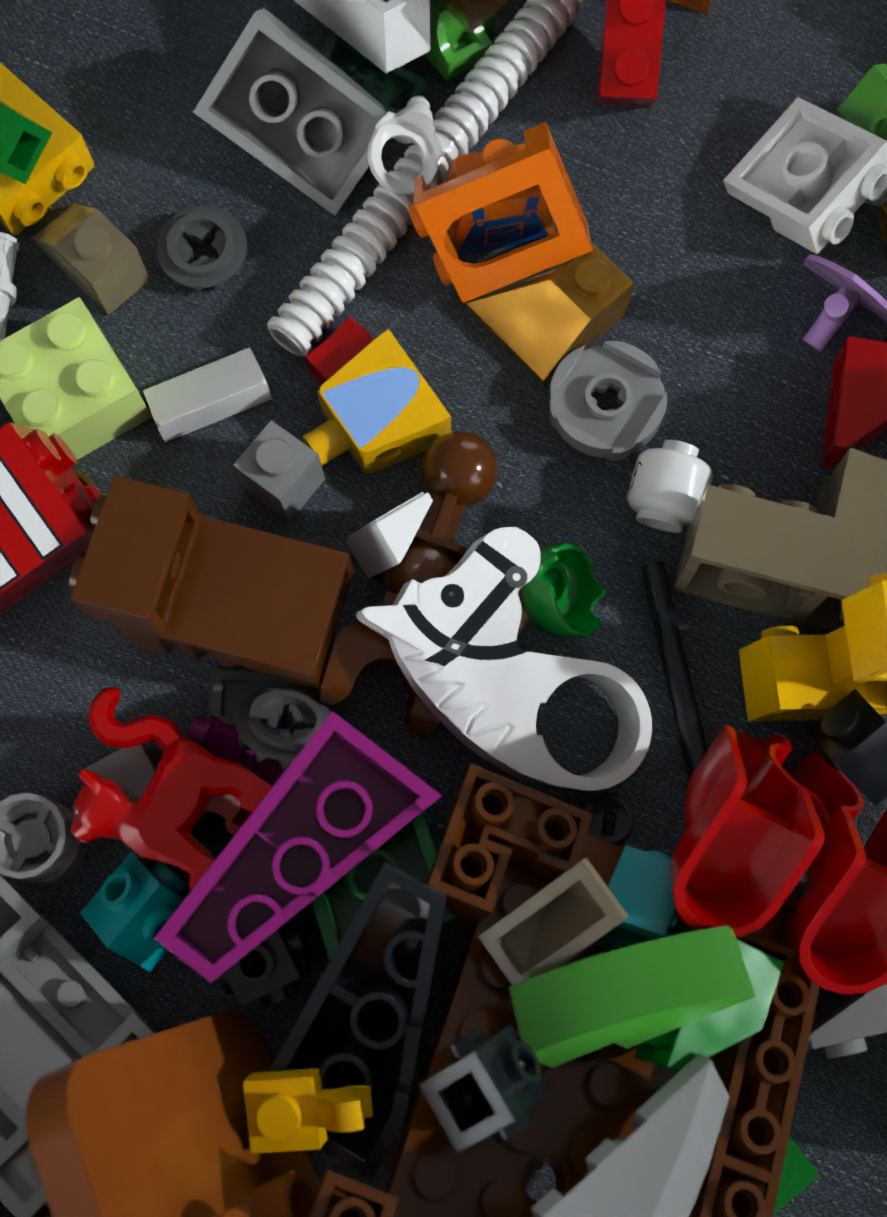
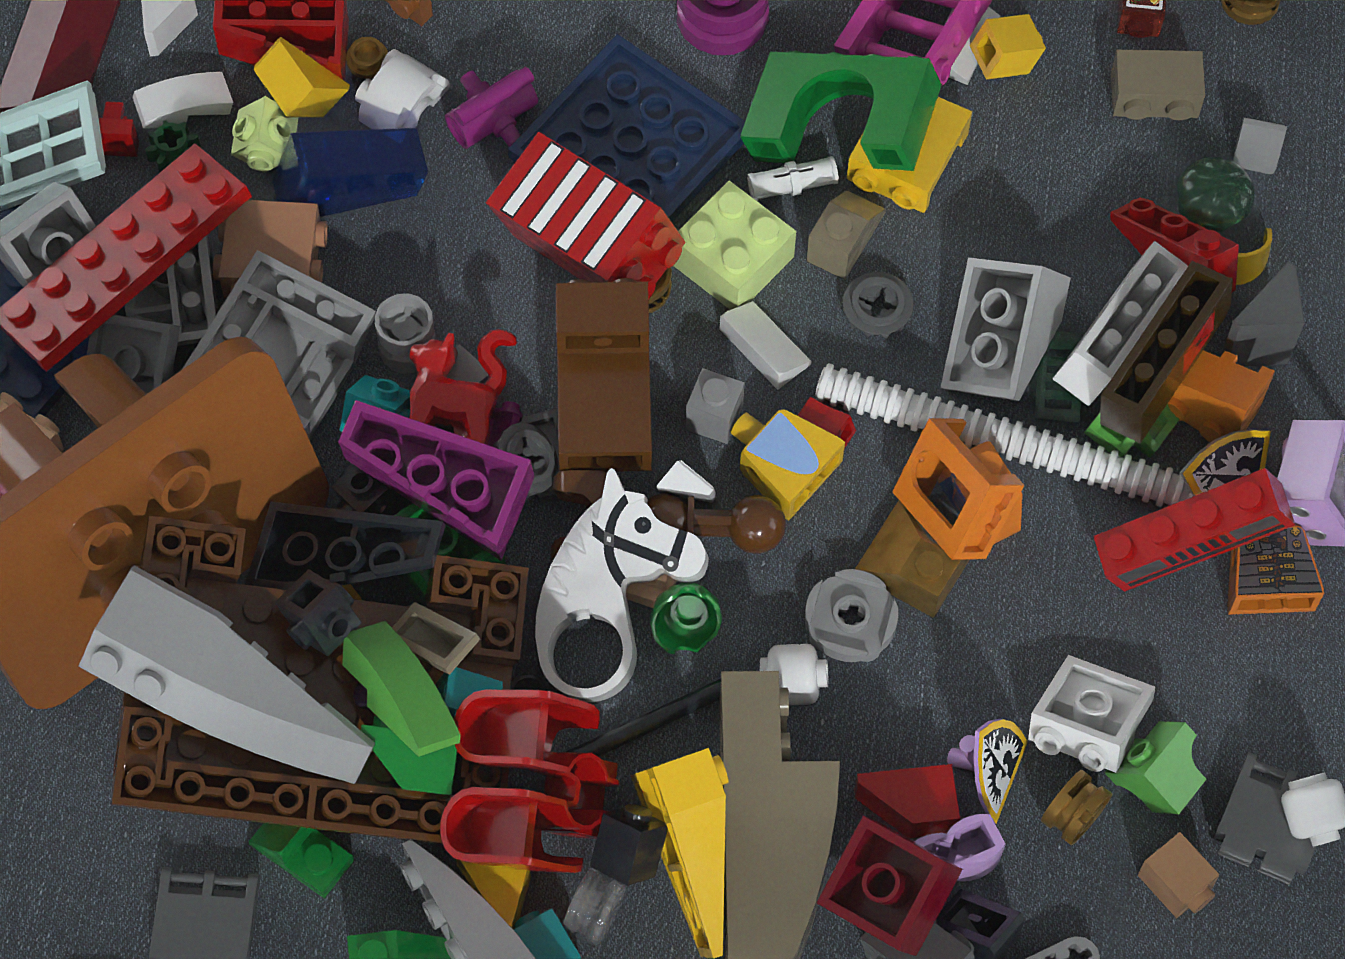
camera: 70 degrees right, 10 degrees down
(293, 1111) = (273, 525): yellow plate -> none
(407, 126) = (1015, 409): white piece -> none

